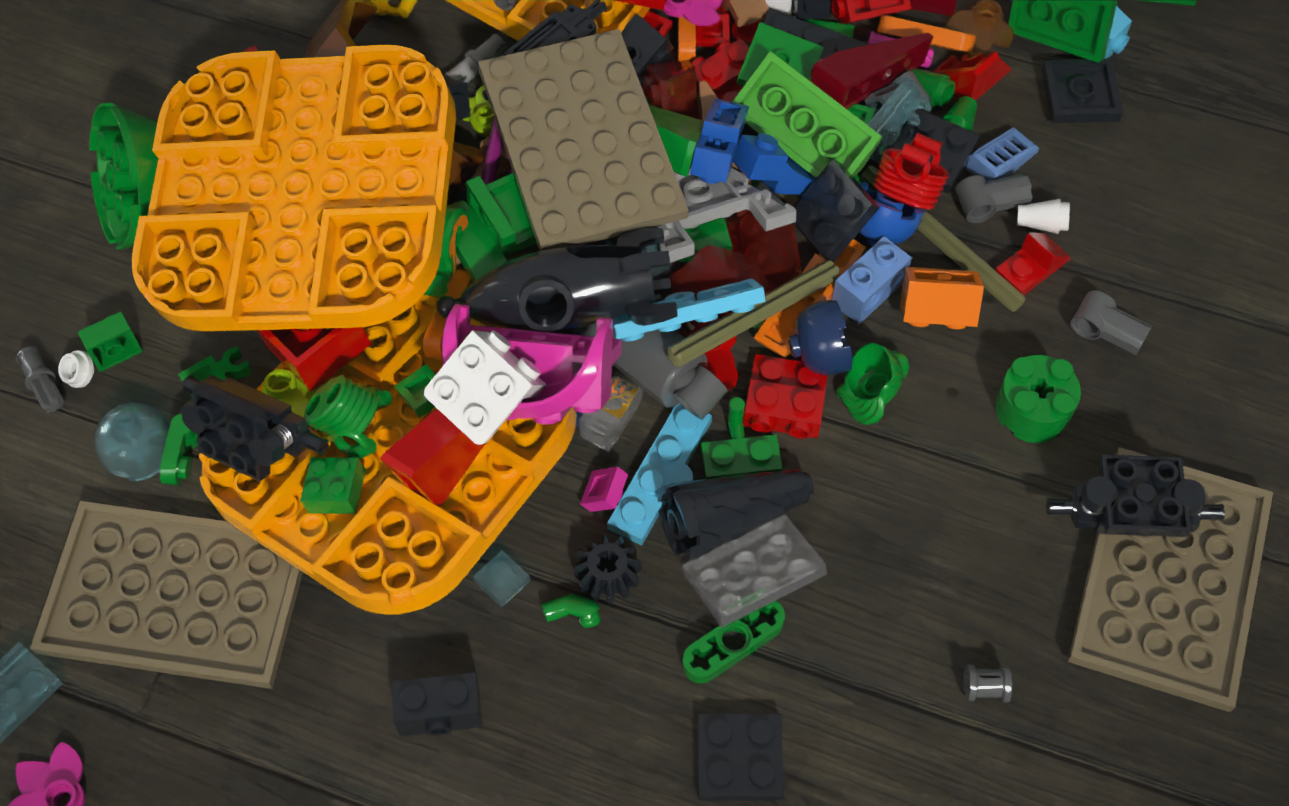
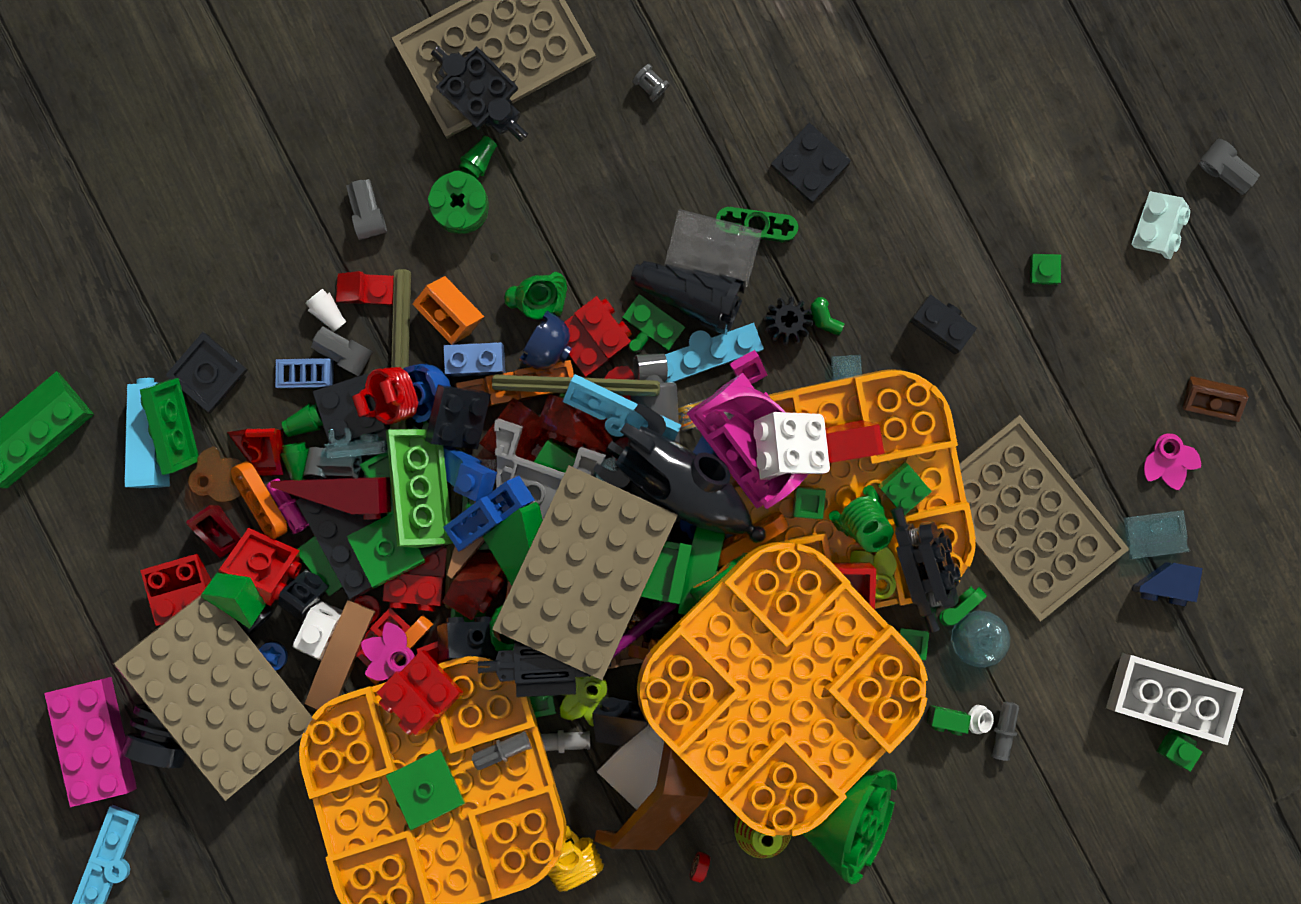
camera: 135 degrees left, 25 degrees up
(1067, 457) = (478, 157): none -> green cone

